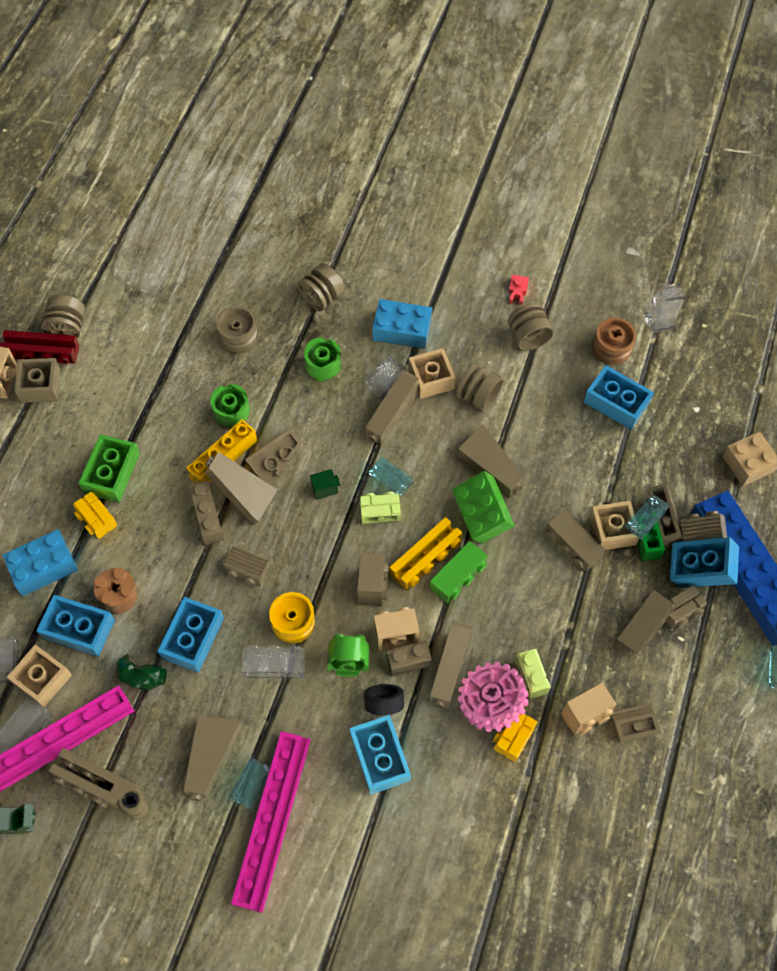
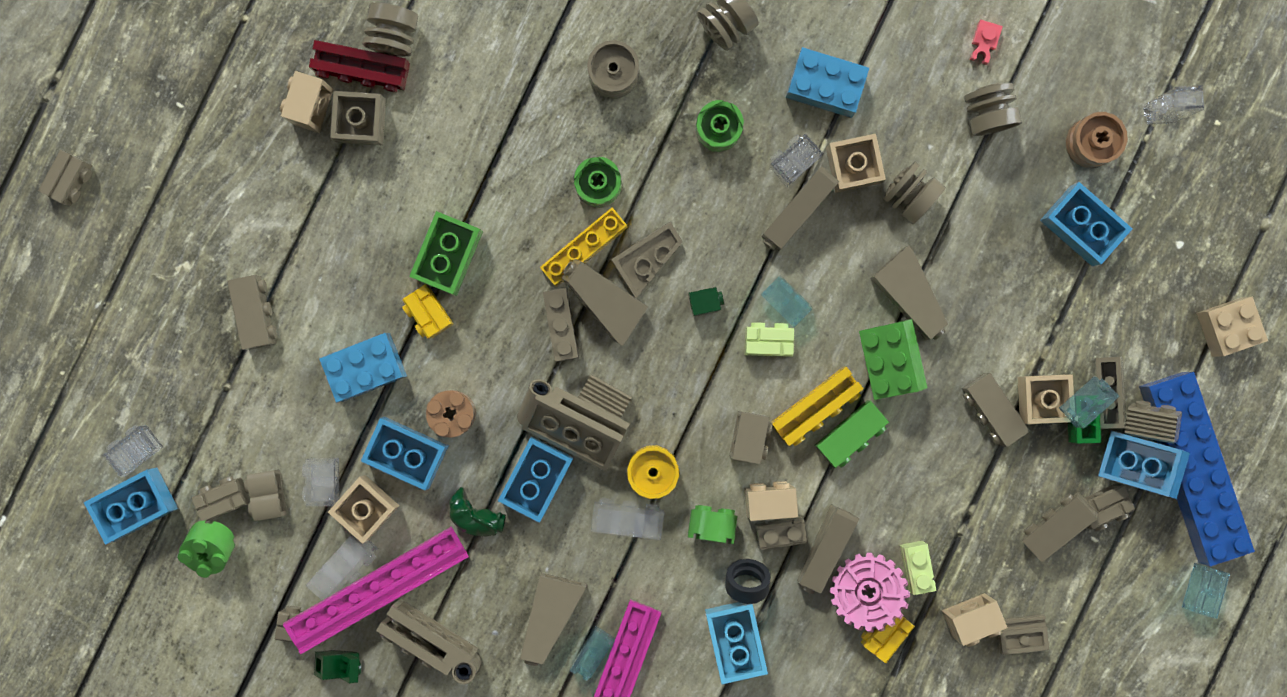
camera: 10 degrees right, 25 degrees up
(220, 584) = (571, 423): none -> dark tan hinge

